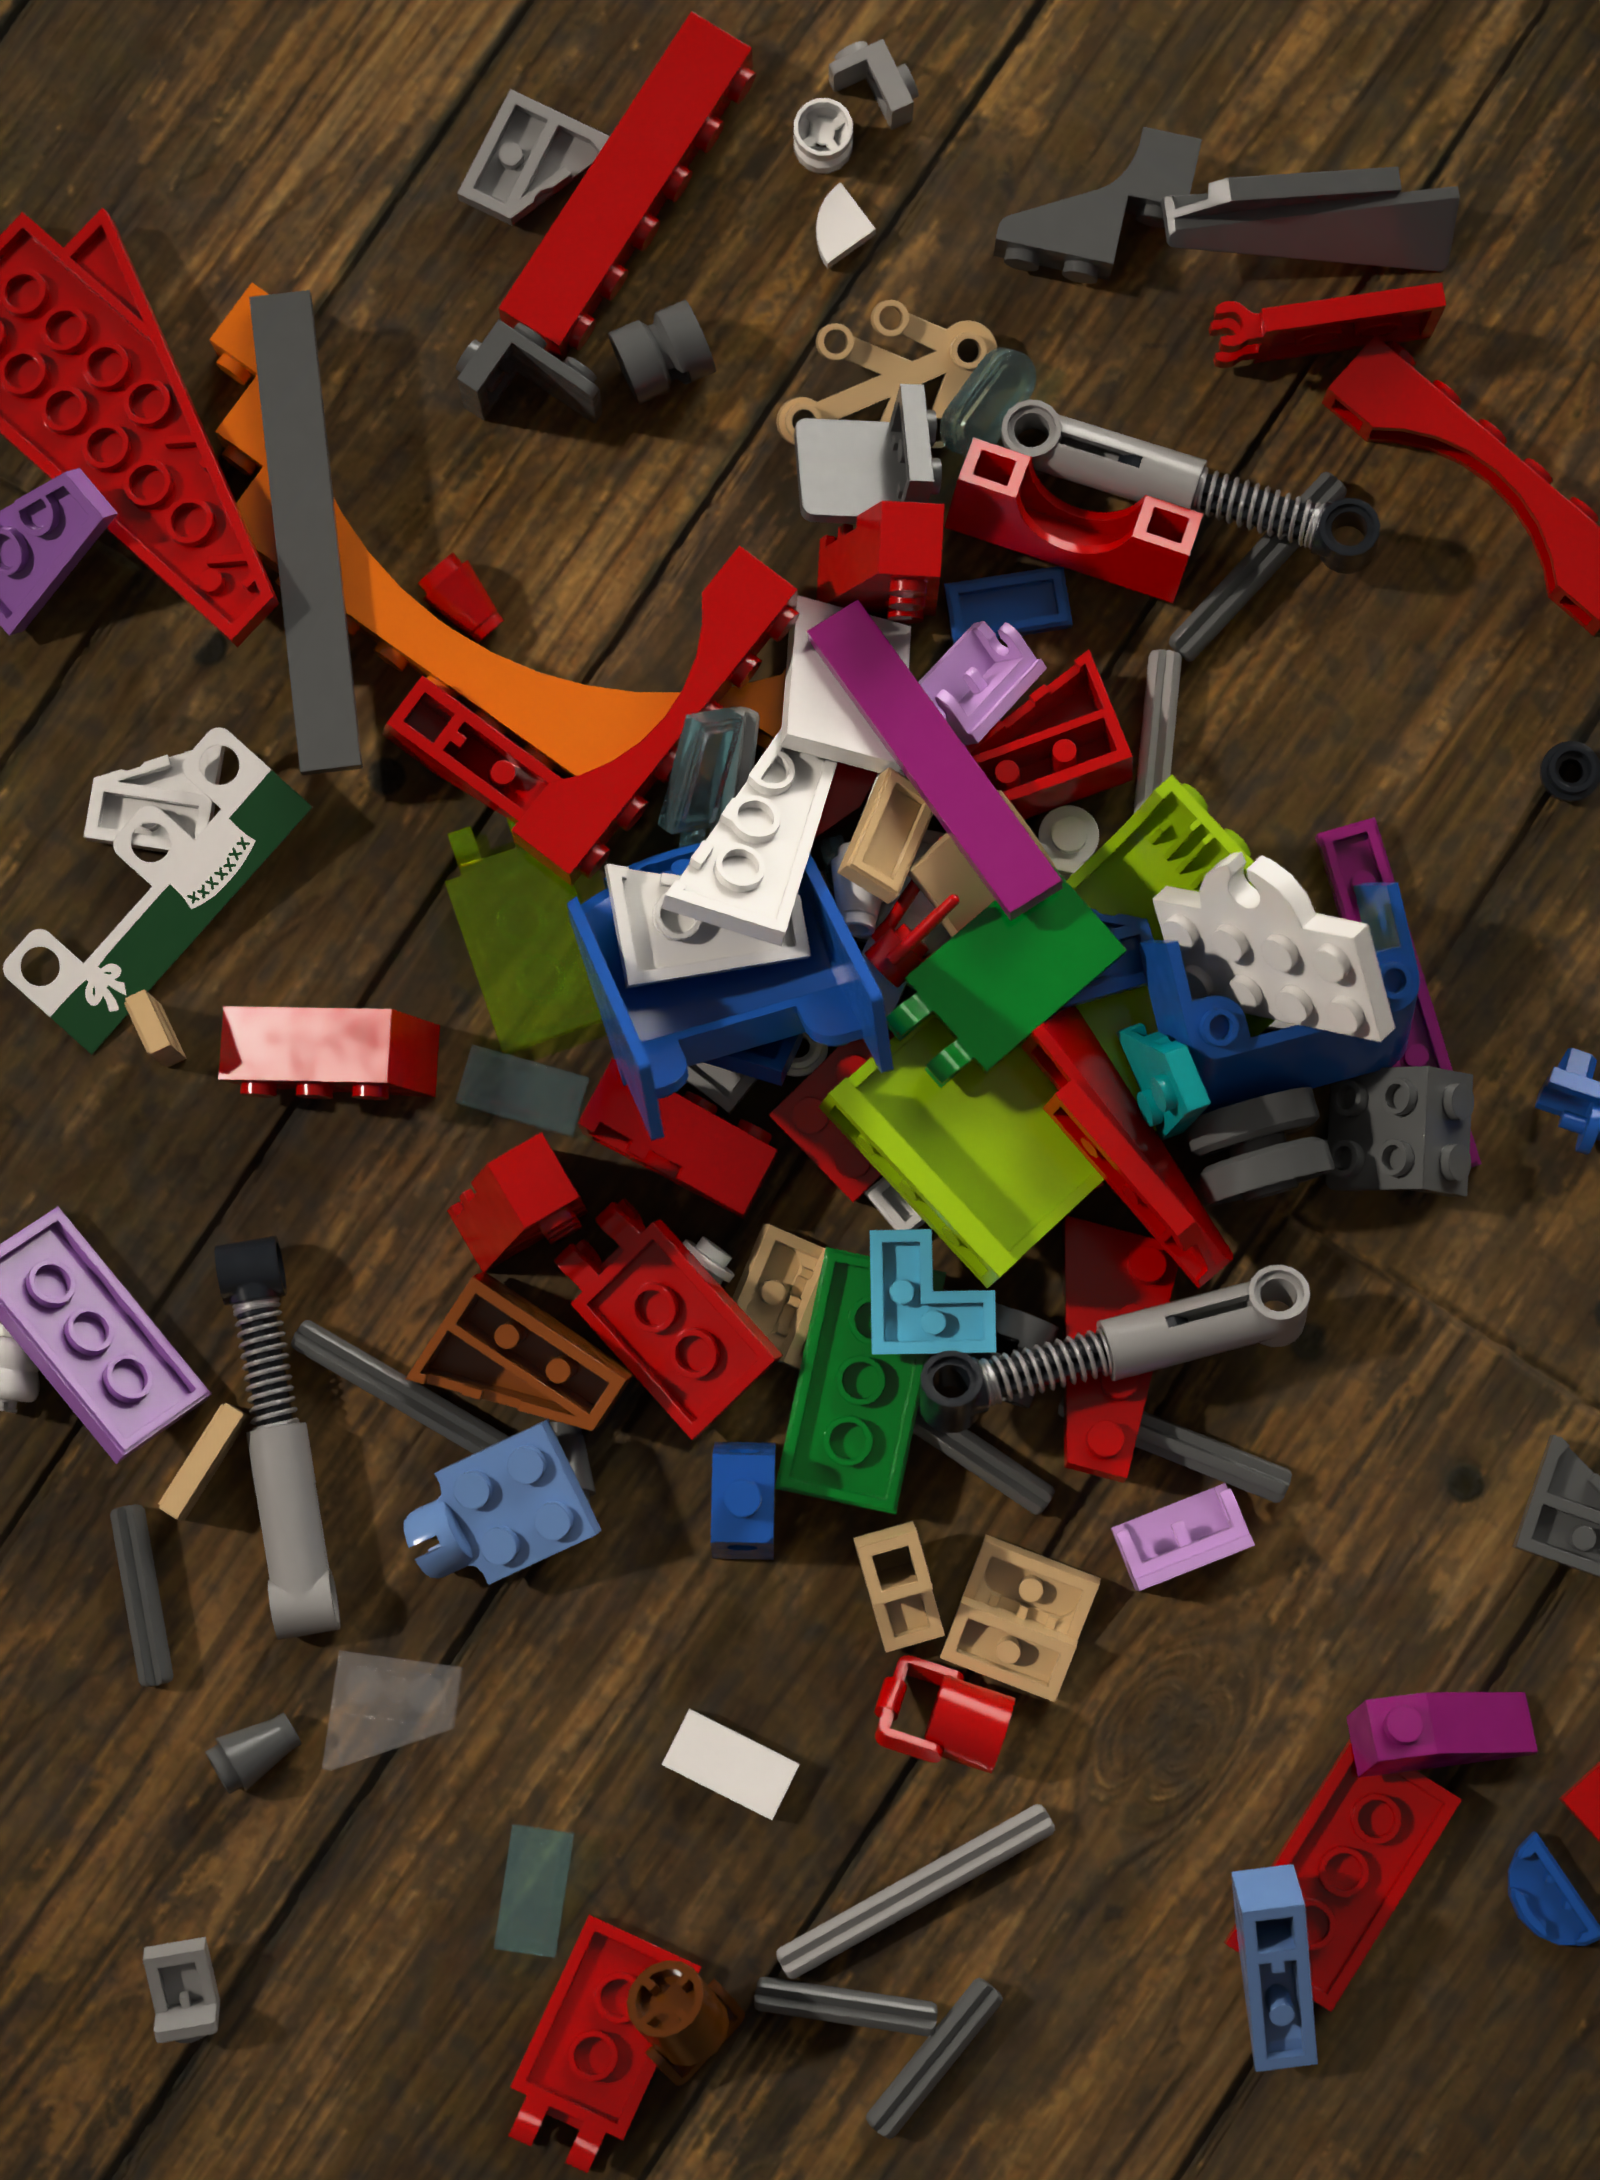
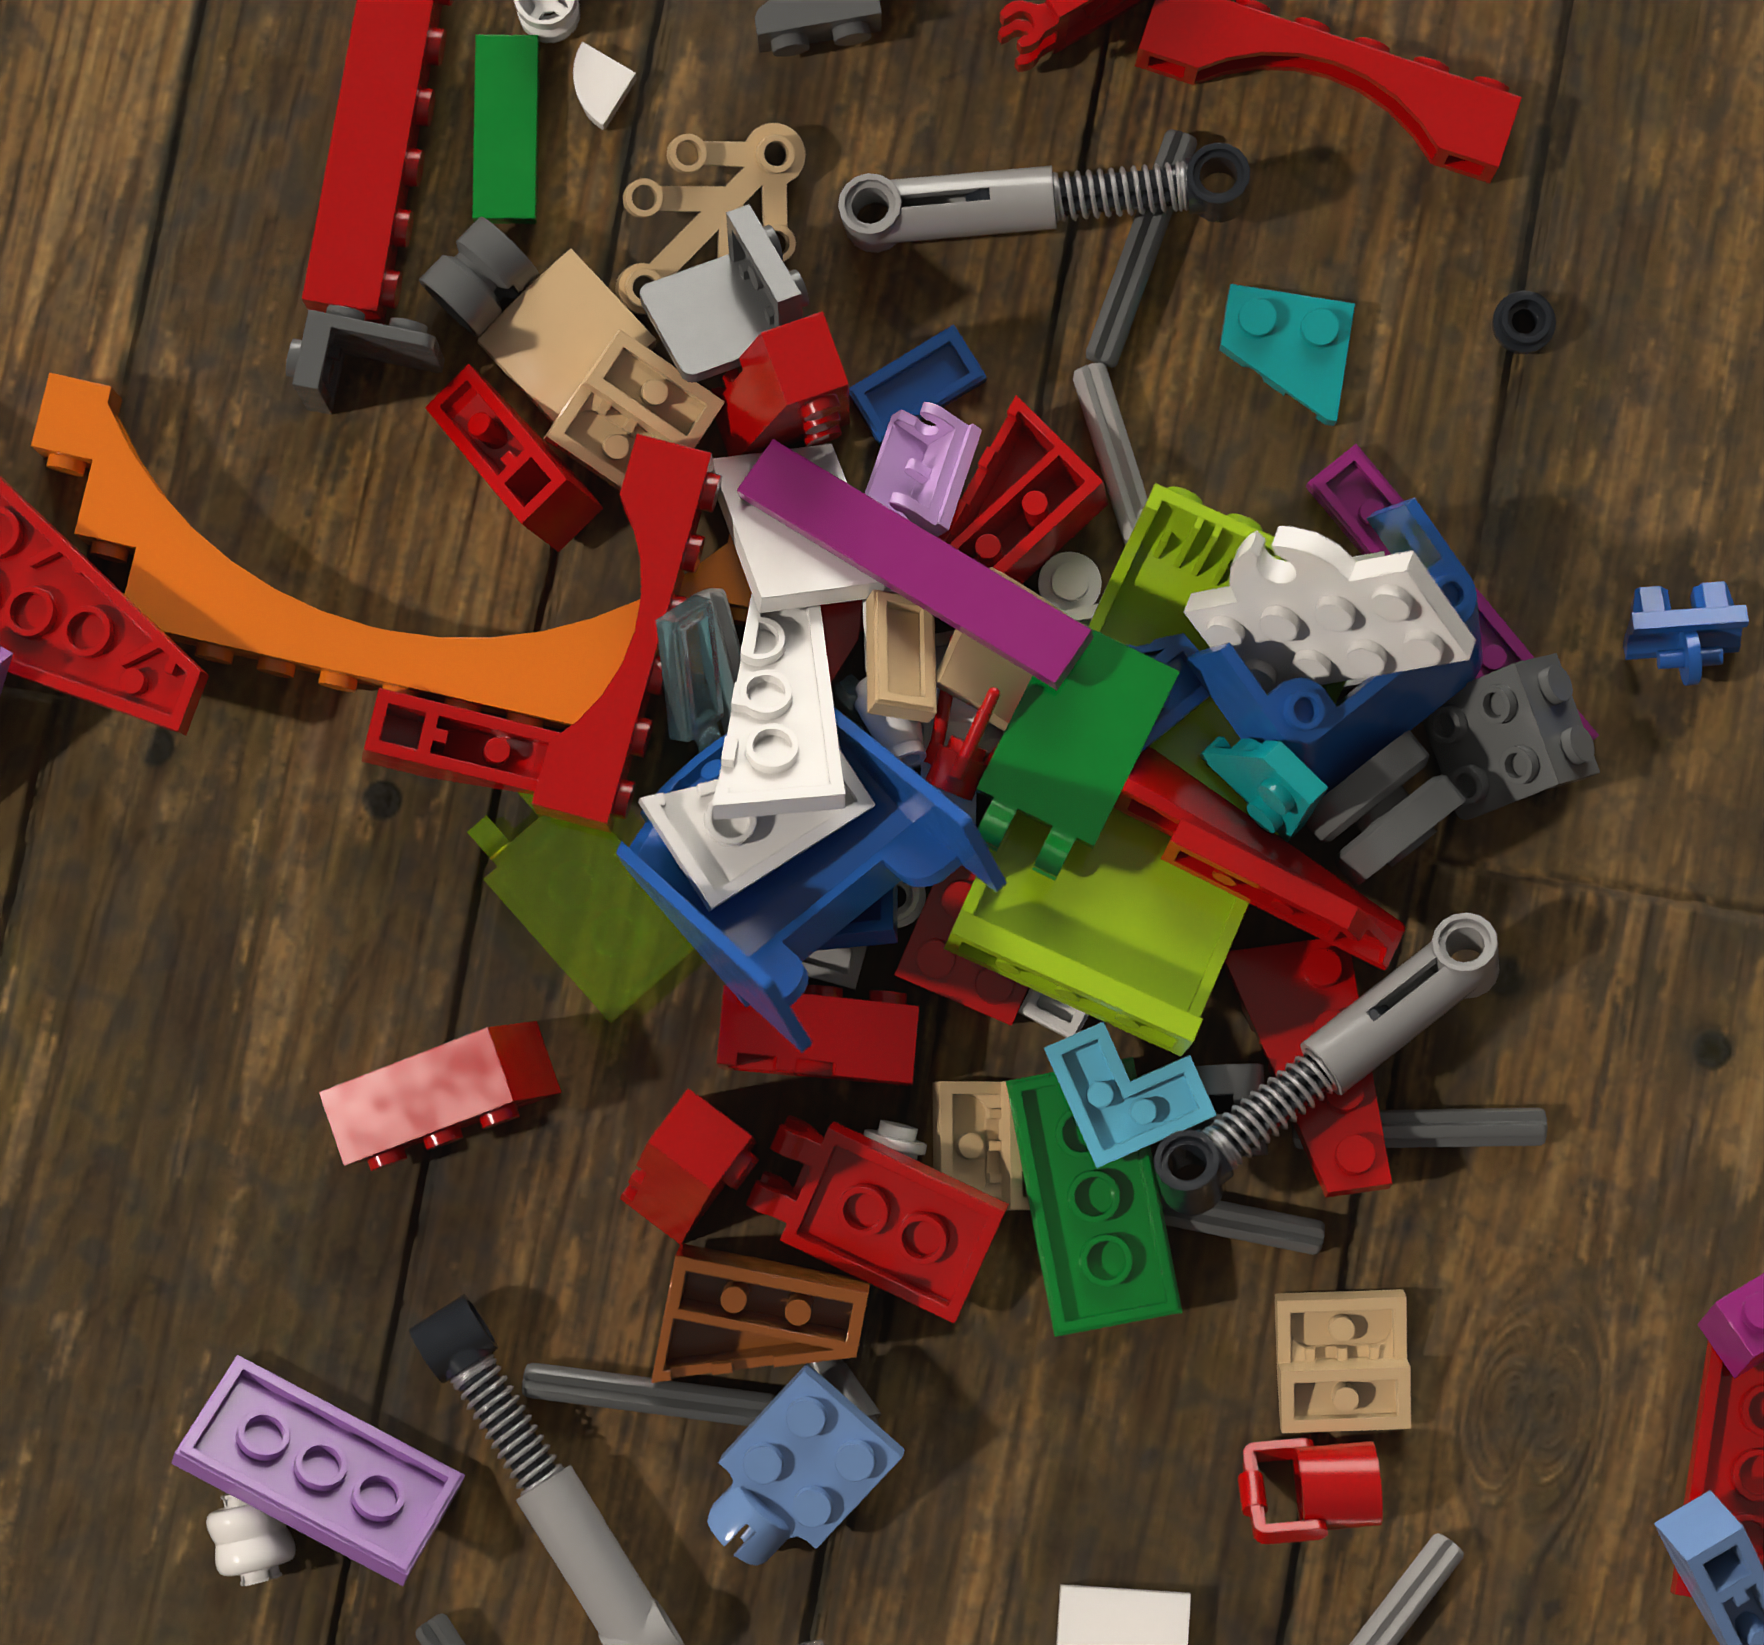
camera: 25 degrees left, 0 degrees up
(154, 1028) = (260, 1142): tan tile -> none
(158, 783) = (172, 919): white wing -> none
(184, 897) = (235, 999): piece -> none
(203, 1461) = (485, 1545): tan tile -> none
(306, 533) = (205, 595): dark grey tile -> none
(461, 597) = (382, 596): red cone -> none
(522, 1090) = (644, 1051): clear light blue tile -> none
(527, 158) = (268, 142): light grey wing -> none
(625, 525) = (513, 459): none -> red slope
(715, 440) = (558, 332): none -> tan slope
(741, 231) = (506, 128): none -> green tile
(743, 1500) = (1028, 1359): blue torso -> none
(747, 509) = (626, 396): none -> tan slope
(899, 1586) = (1215, 1380): tan brick -> none
(985, 398) = (809, 208): clear light blue tile -> none
(1008, 506) = (1017, 278): red arch -> none
(1182, 1537) = (1466, 1216): lavender hinge -> none
(1355, 704) = (1291, 342): none -> teal wing

